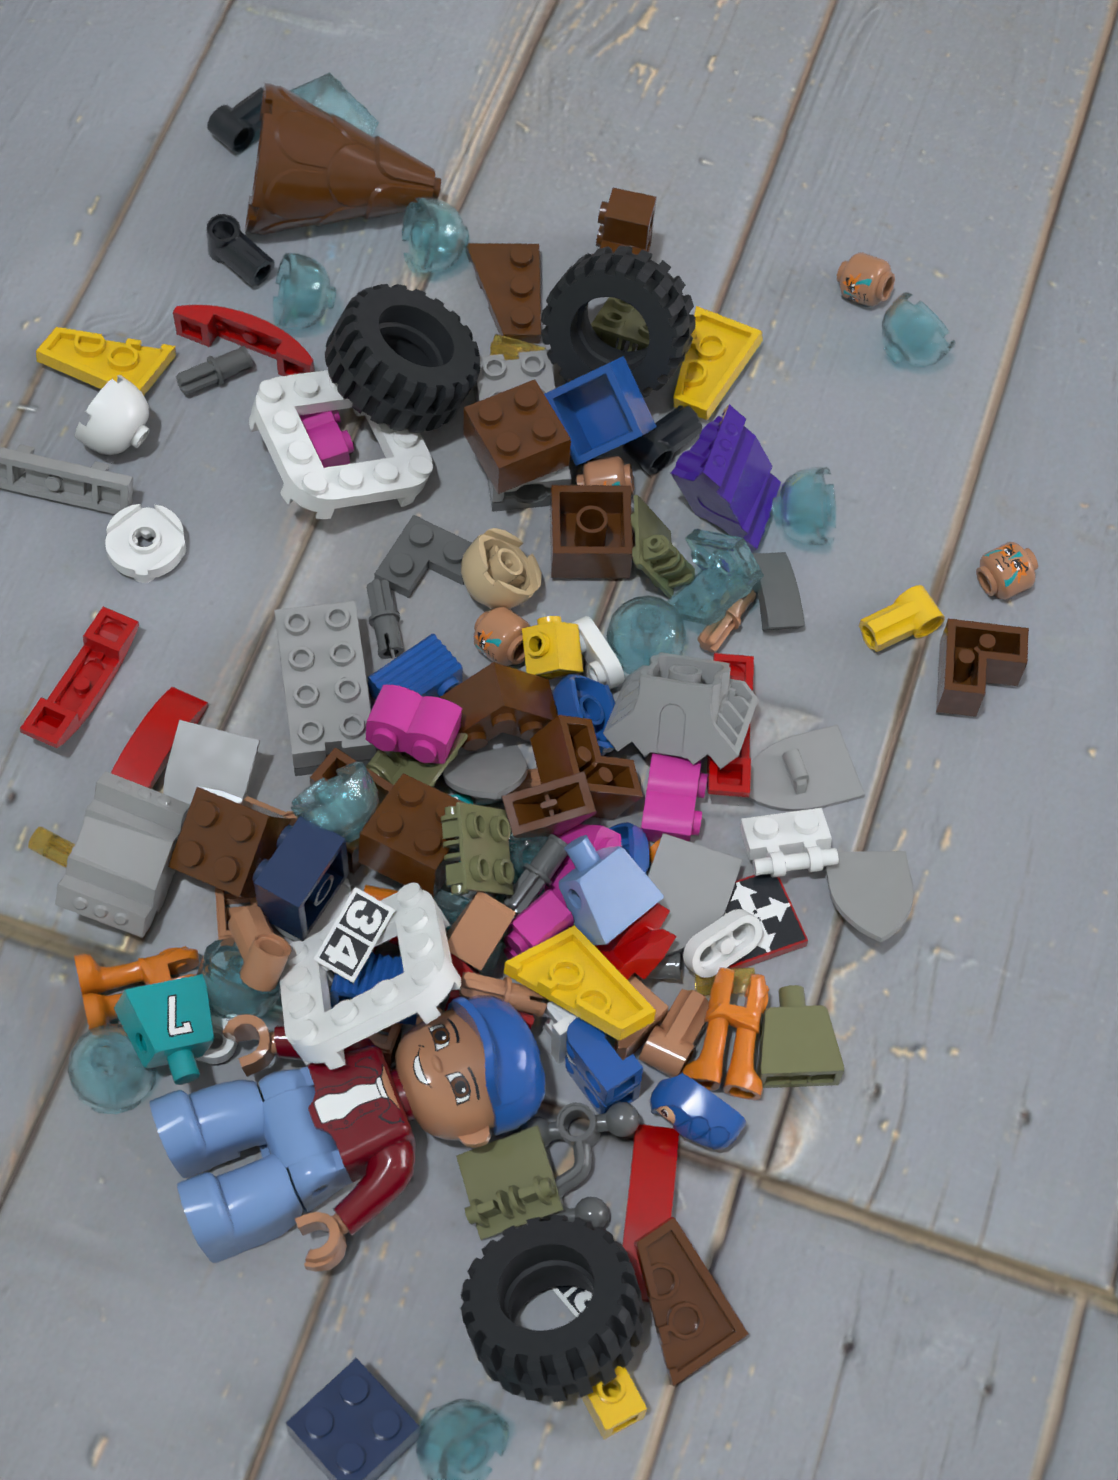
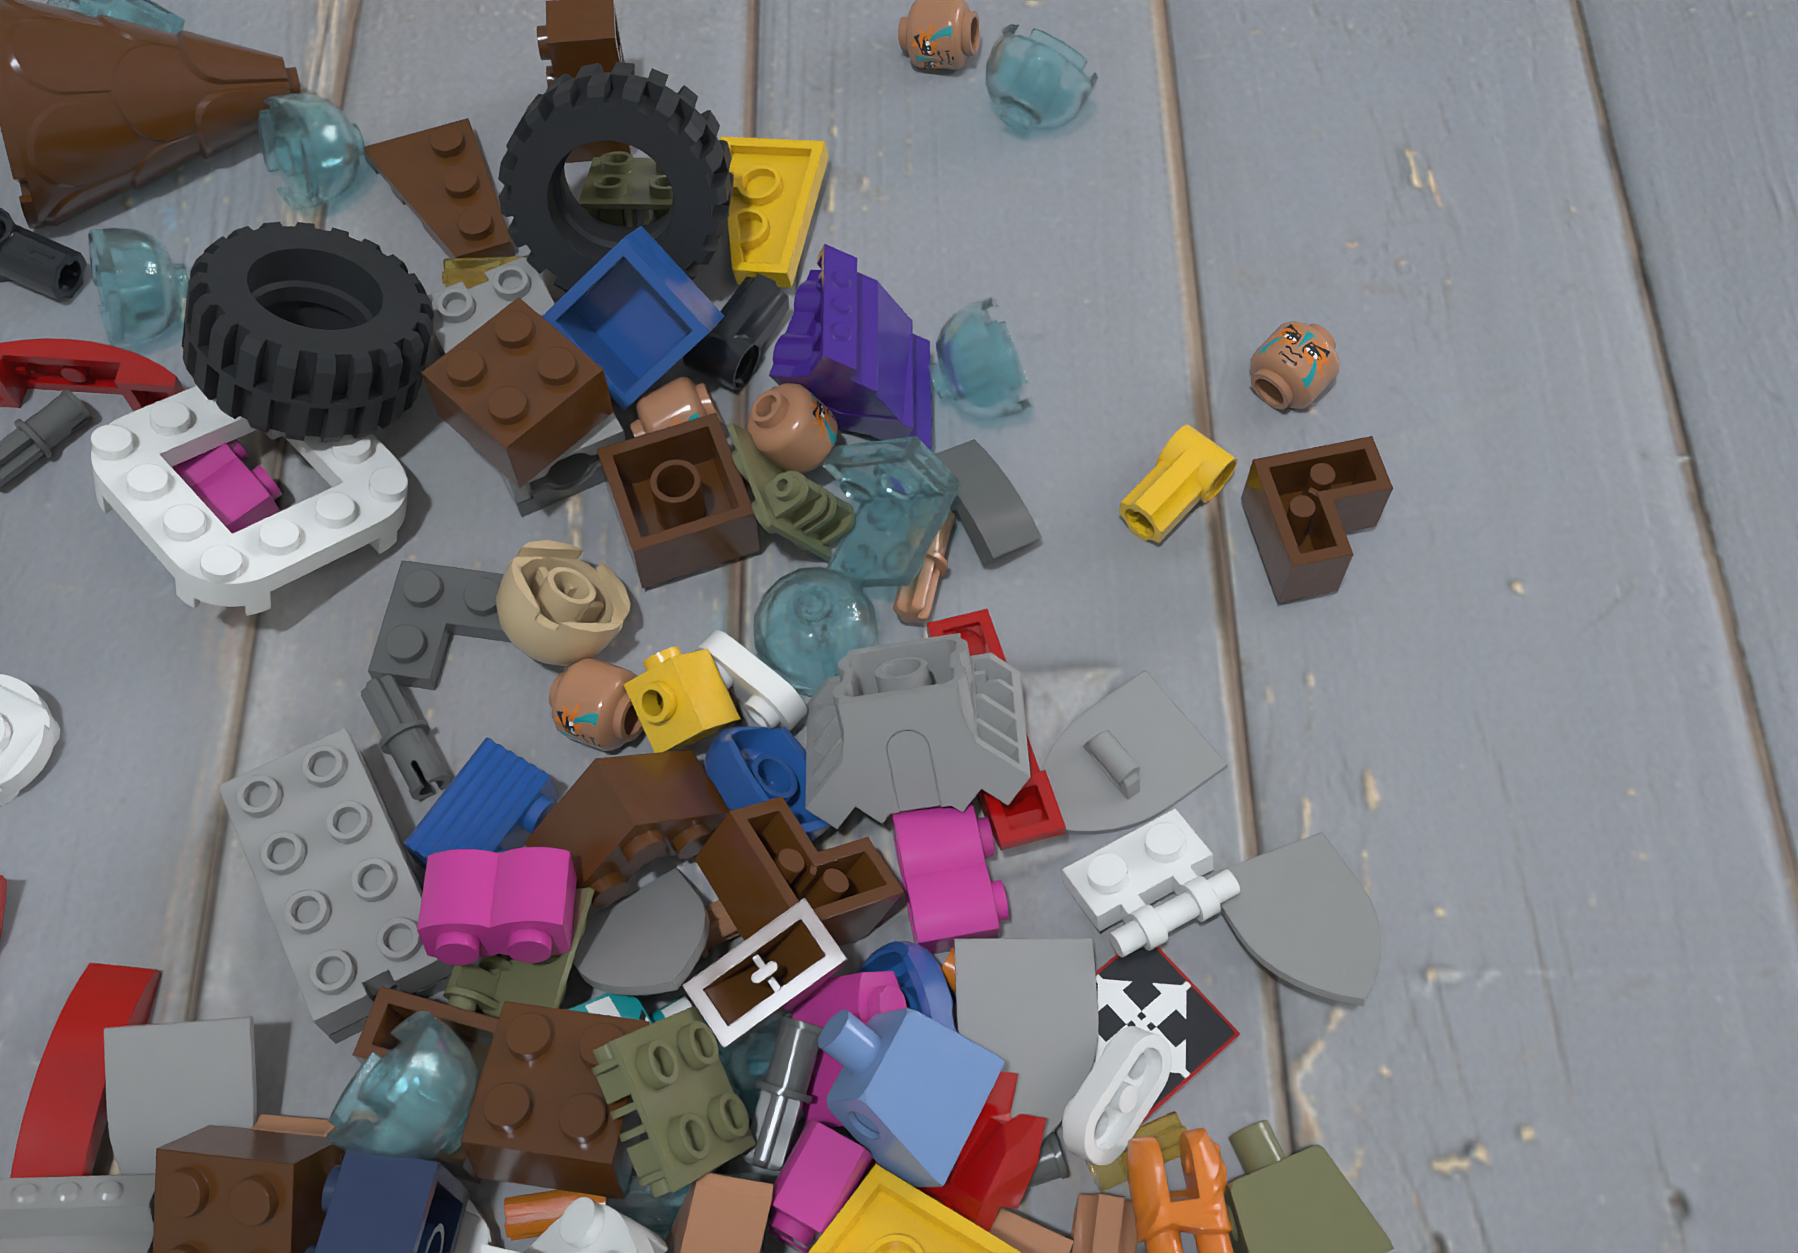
camera: 15 degrees left, 0 degrees up
(674, 509) = (792, 428): none -> nougat head

